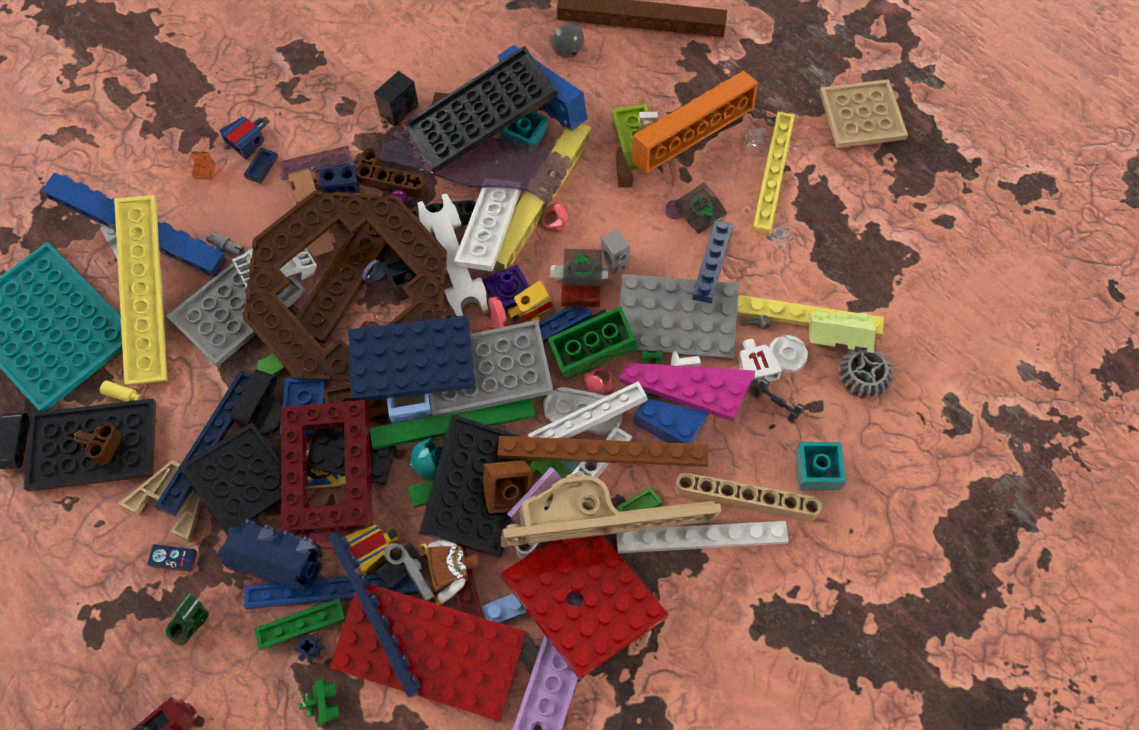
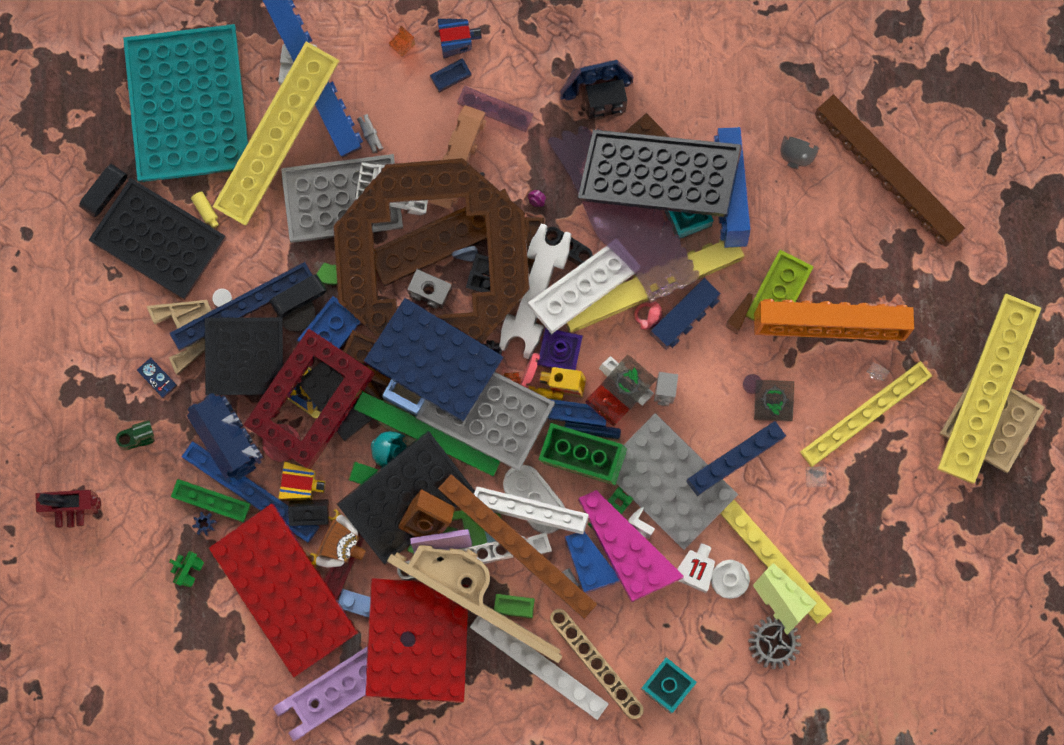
camera: 35 degrees right, 15 degrees up
(99, 442) = (162, 245): reddish brown beam -> none
(183, 448) = (221, 297): none -> white tile
(339, 179) = (498, 146): dark blue brick -> none
(355, 313) = (421, 281): none -> light grey brick
(370, 77) = (589, 74): none -> dark blue wedge
(379, 622) = (262, 545): dark blue plate -> none
(412, 183) = (545, 174): reddish brown beam -> none
(413, 568) = (314, 524): light grey plate -> none
(582, 196) = (685, 313): none -> dark blue brick
(595, 384) = (558, 486): coral piece -> none
(647, 119) = (796, 288): white plate -> none
(763, 320) = (734, 537): dark grey hand -> none
(778, 400) = (686, 610): black wheel -> none
(844, 93) = (989, 388): none -> light yellow plate

